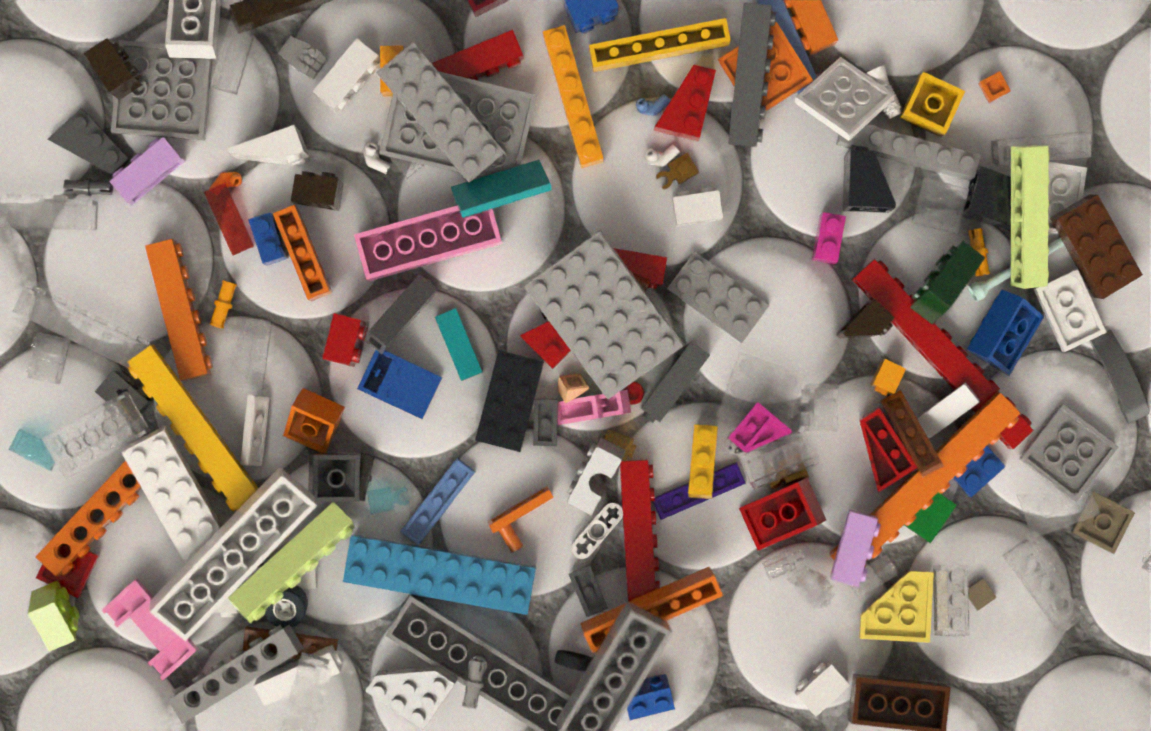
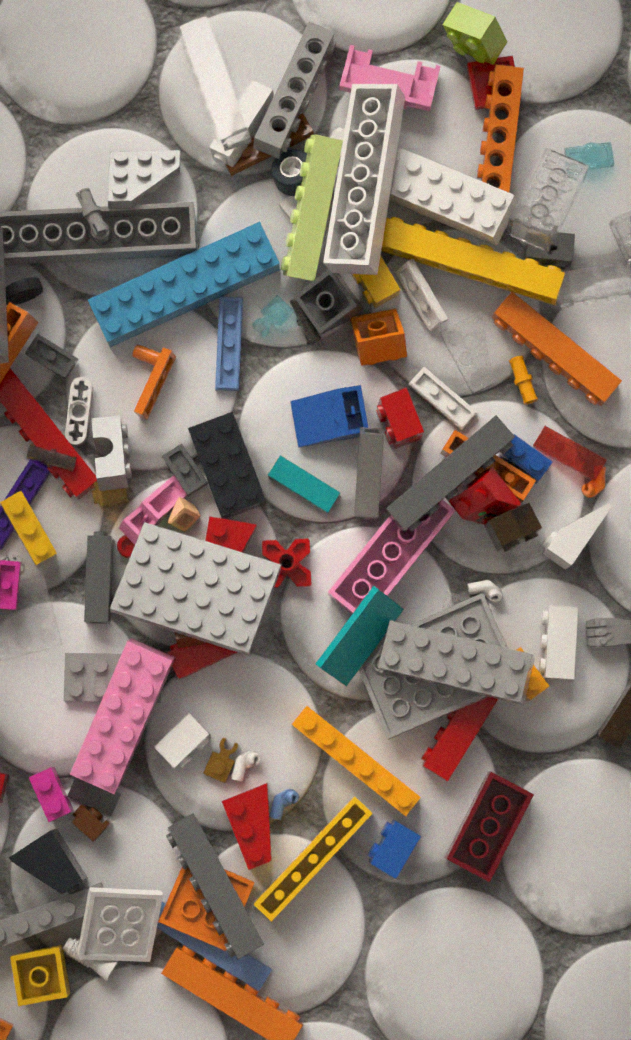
camera: 140 degrees right, 5 degrees down
(285, 457) = (378, 287): none -> yellow brick
(298, 335) = (442, 398): none -> white tile
(324, 230) = (484, 498): none -> red slope
(337, 264) = (450, 474): none -> dark grey brick
(503, 293) = (295, 554): none -> red plant
(645, 503) = (51, 458): none -> clear smoke pin
(730, 258) = (122, 715): none -> bright pink brick
(795, 215) = (93, 796): none -> dark grey slope
(813, 195) = (90, 822): none -> reddish brown brick

